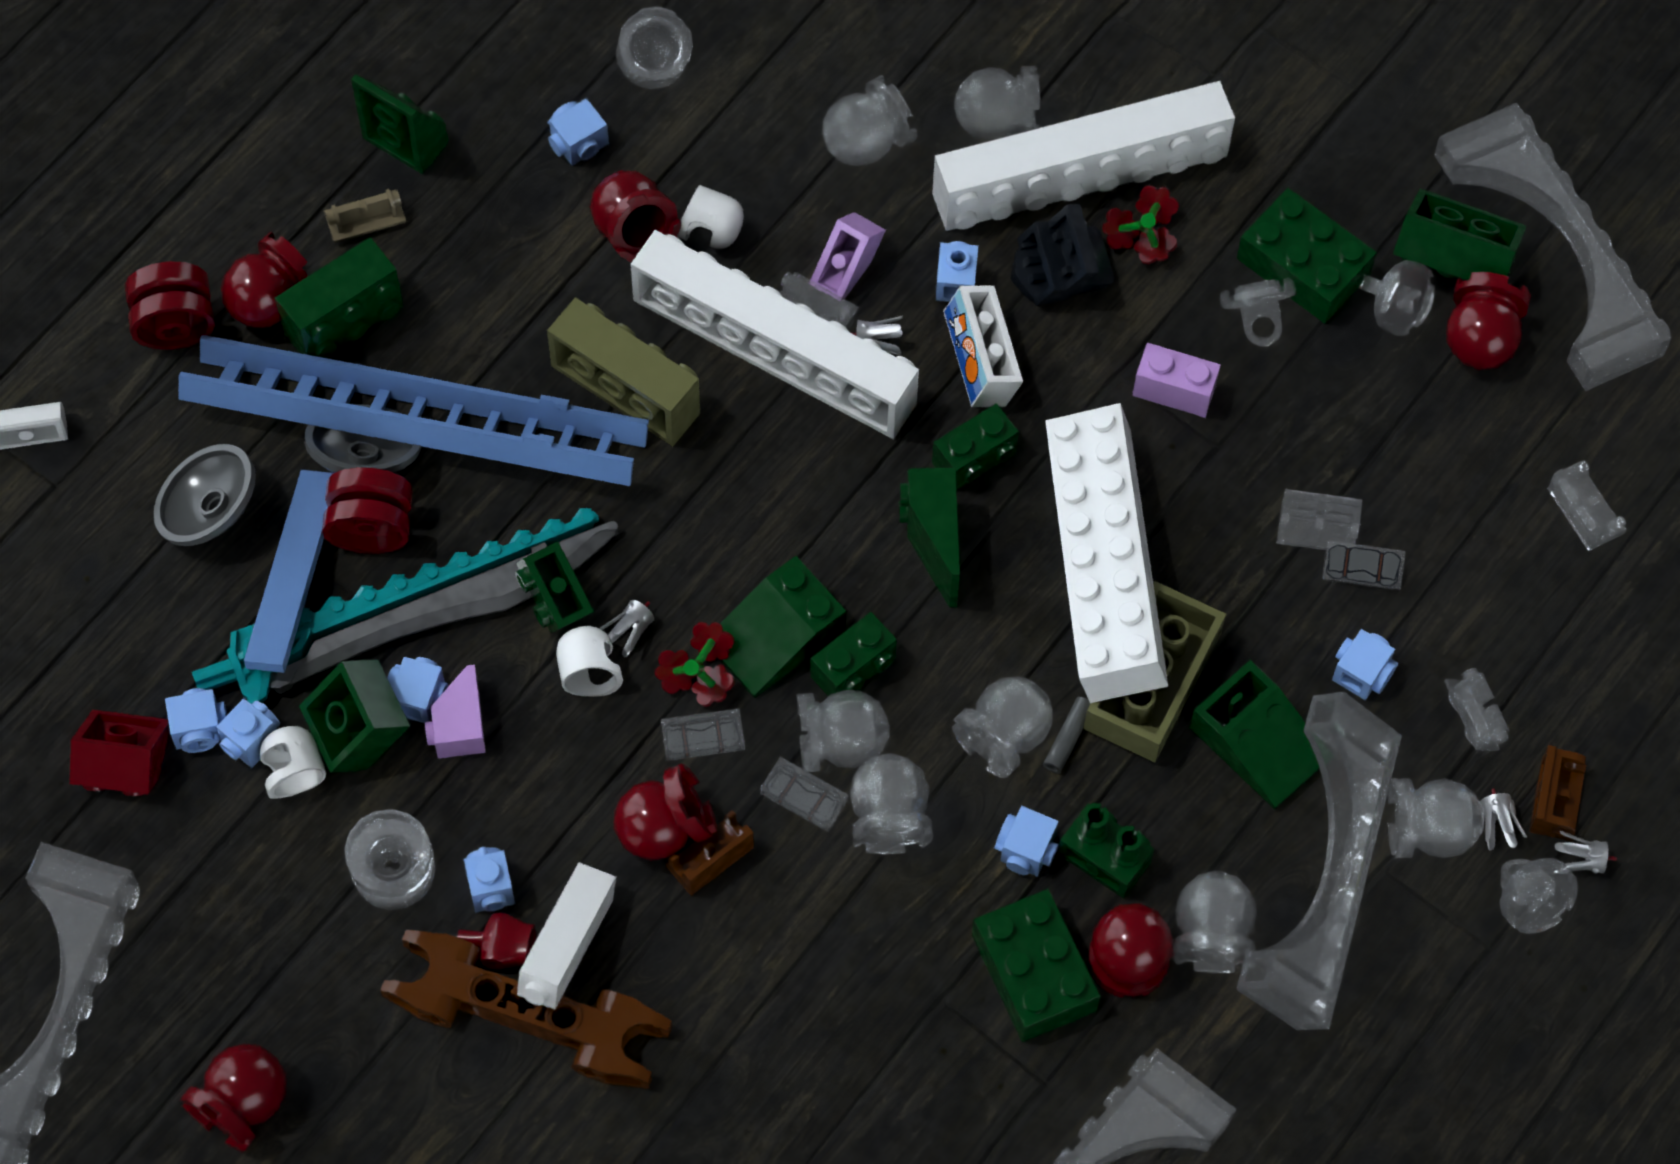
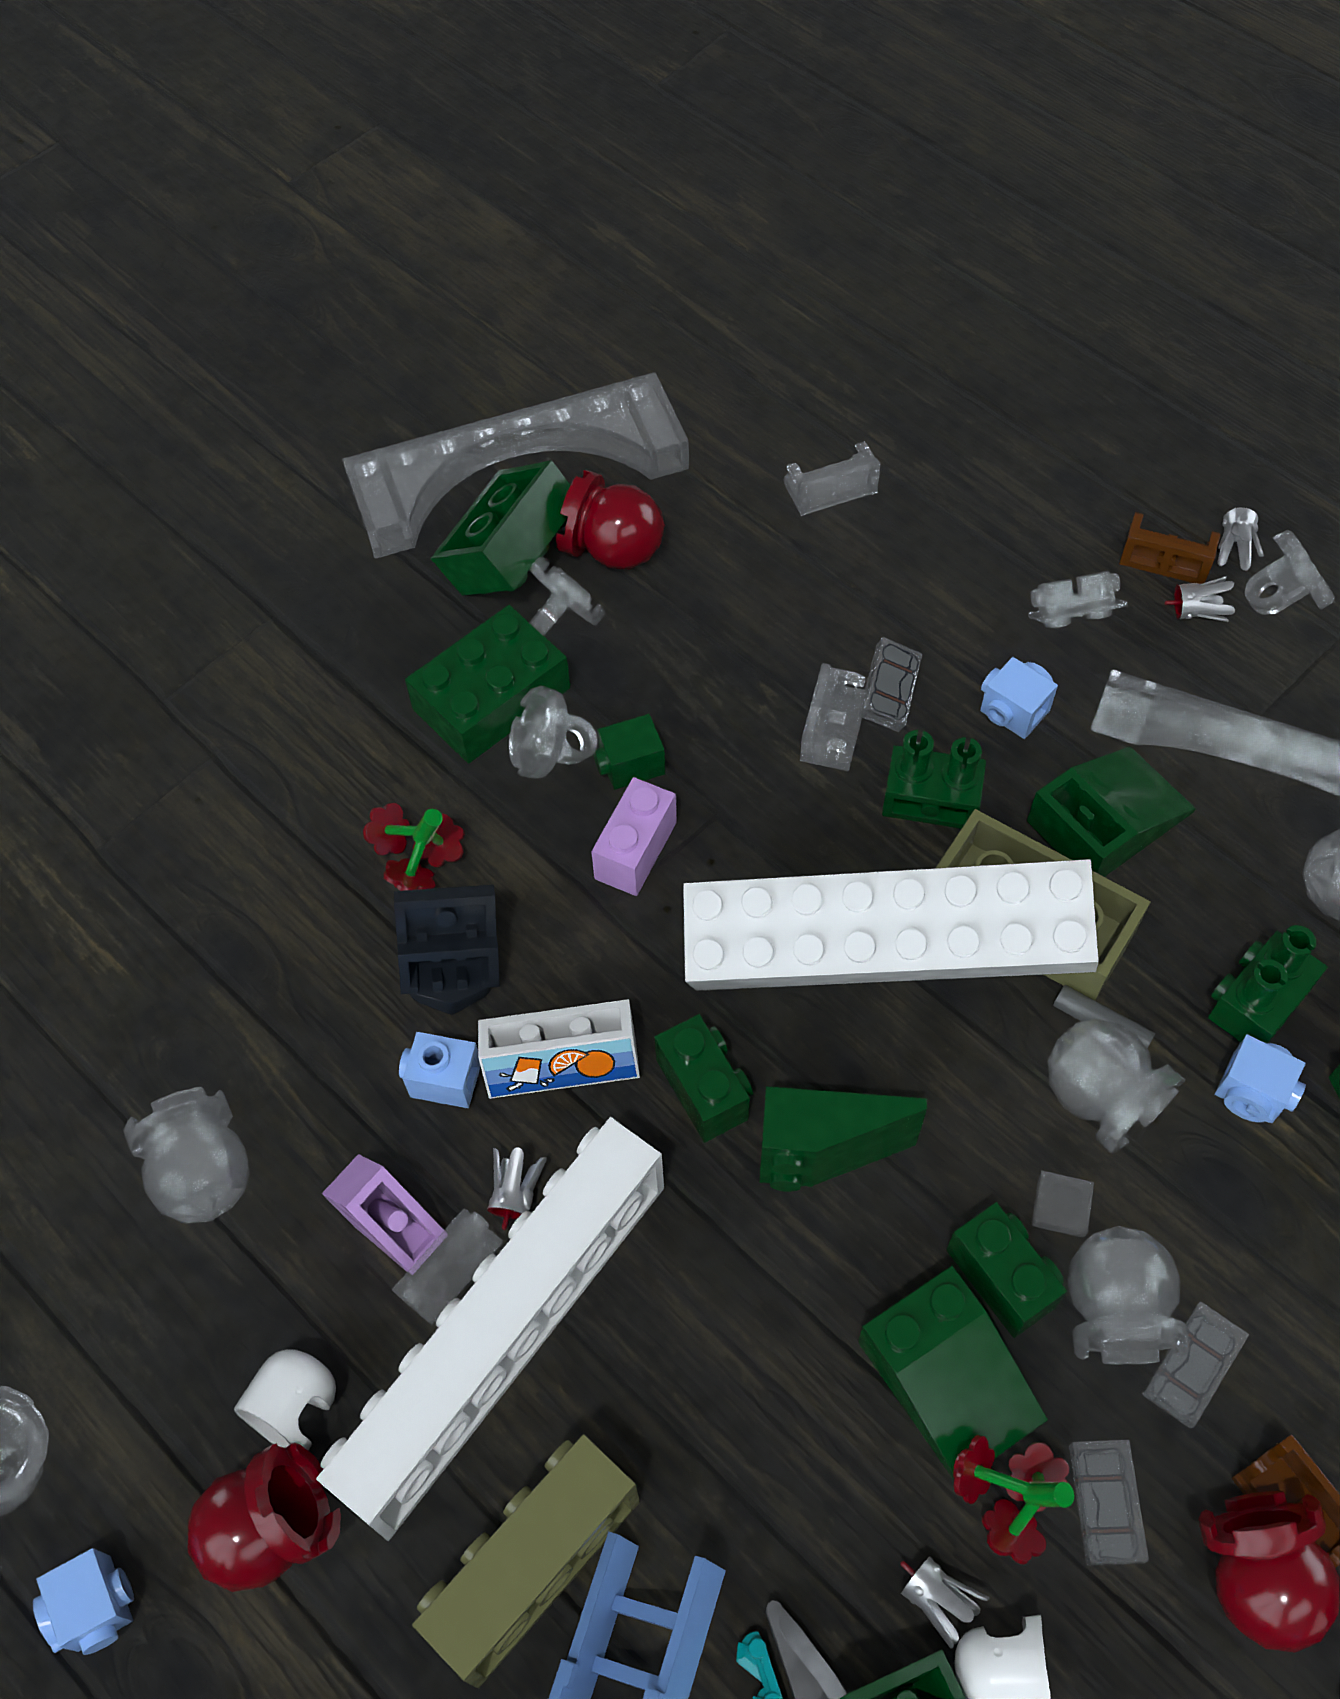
camera: 80 degrees left, 5 degrees down
(890, 800) = (1232, 1241): clear tile -> none
(913, 706) = (1063, 1204): none -> clear tile
(996, 103) = (205, 981): clear tile -> none
(1082, 156) = (308, 904): white brick -> none
(1258, 369) = (630, 751): none -> dark green brick
(1261, 598) = (933, 784): none -> dark green brick
(1437, 818) = (1222, 651): clear tile -> none

